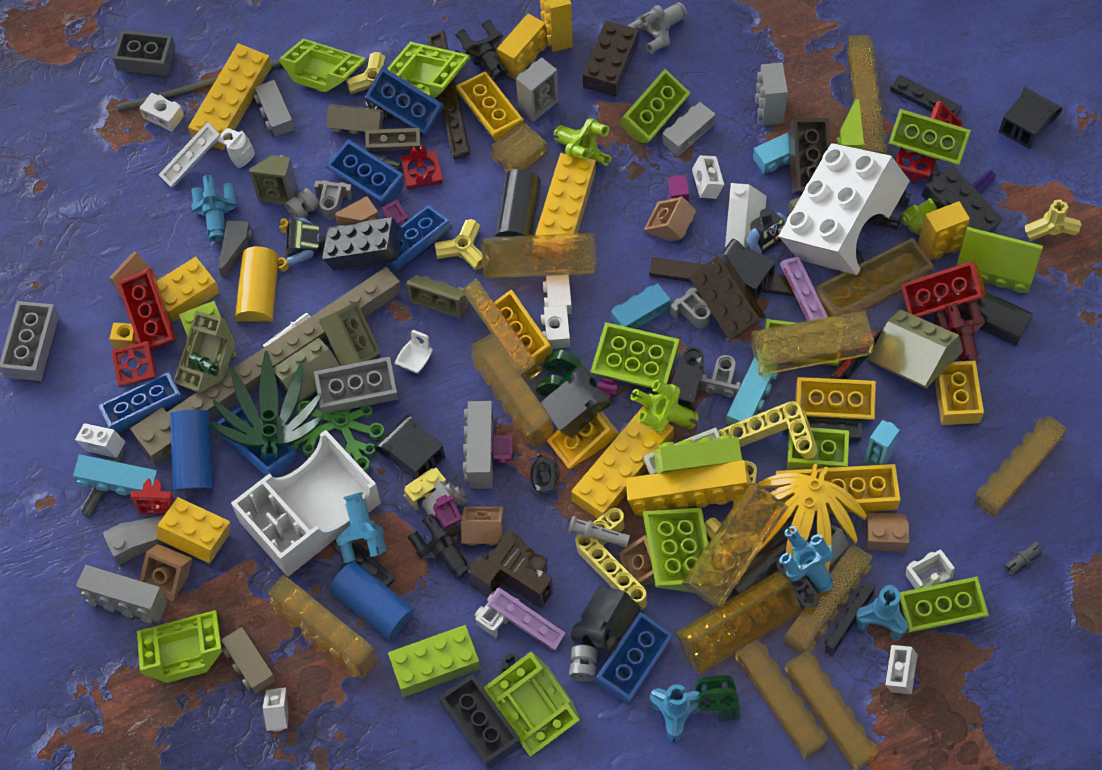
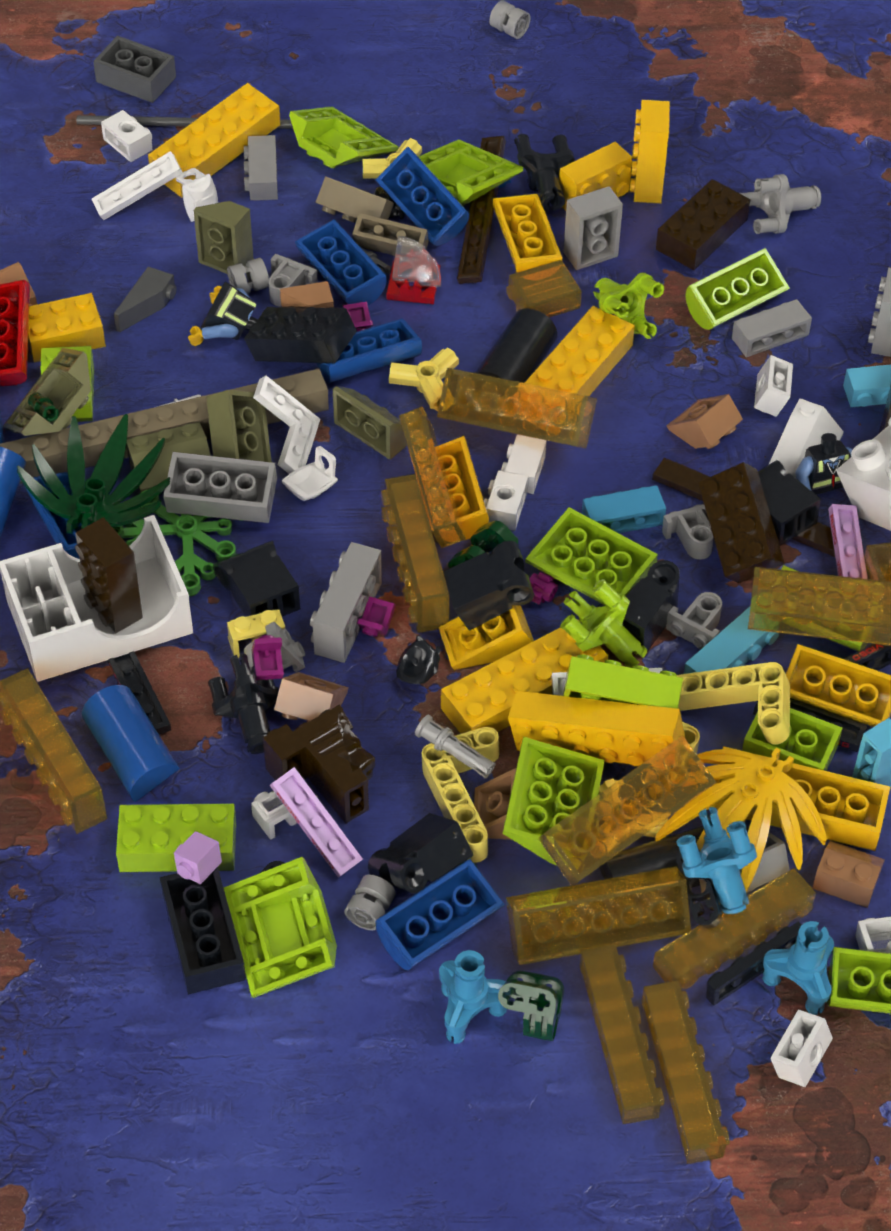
camera: 15 degrees right, 10 degrees down
(214, 206) = (140, 247): dark azure wheel -> none
(257, 285) = (153, 349): yellow brick -> none
(313, 487) = (109, 575): none -> dark brown brick
(360, 528) = (150, 648): dark azure wheel -> none
(389, 312) = (301, 421): none -> white plate
(420, 157) = (415, 263): none -> clear brick
(460, 676) = (197, 857): none -> lavender brick
(678, 187) = (730, 384): magenta brick -> none

